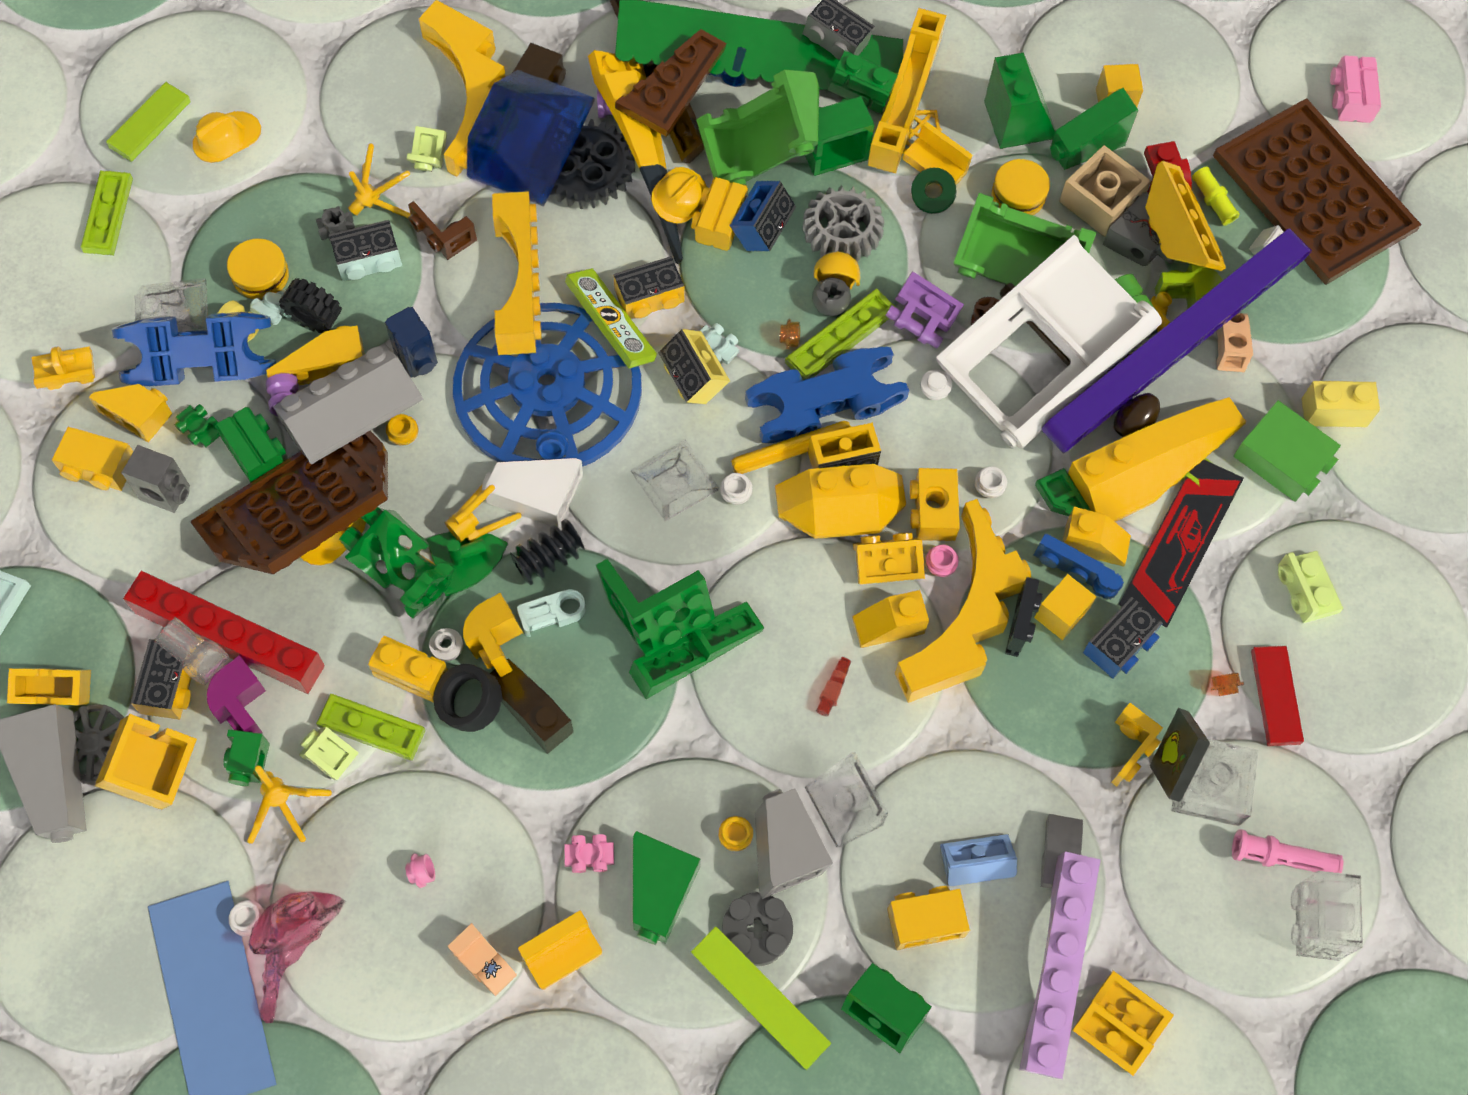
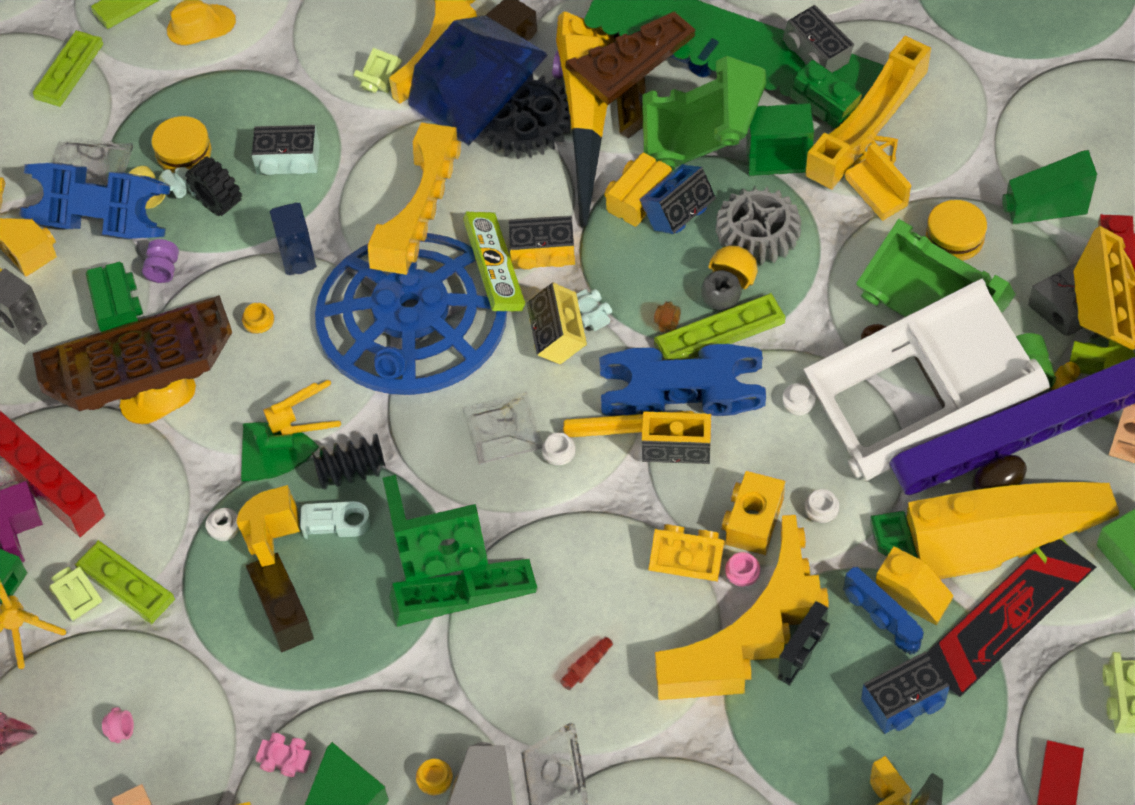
camera: 25 degrees right, 10 degrees down
(200, 430) = (74, 273): green piece -> none
(322, 355) = (212, 236): yellow slope -> none
(334, 221) = (266, 116): dark grey gear -> none
(347, 403) = (213, 279): light grey slope -> none
(367, 194) = (307, 100): yellow plant -> none
(382, 543) = (225, 458): green hips -> none
(406, 668) = (177, 535): yellow brick -> none
(450, 241) = (369, 157): reddish brown bracket -> none
(450, 684) = (234, 588): black tyre -> none
(535, 487) = (362, 400): white slope -> none
(678, 195) = (602, 162): yellow piece -> none
(841, 500) = (661, 484): yellow wedge -> none
(892, 619) = (667, 612): yellow slope -> none
(928, 302) = (818, 317): medium lavender plate -> none
(930, 176) = (867, 227): dark green piece -> none
(1017, 103) = (981, 146): green slope -> none
(1065, 607) = (853, 645): yellow piece -> none
(1103, 189) = (1039, 246): tan brick -> none
(1117, 77) = (1102, 149): yellow piece -> none
(1226, 684) = (1003, 769): clear orange plate -> none

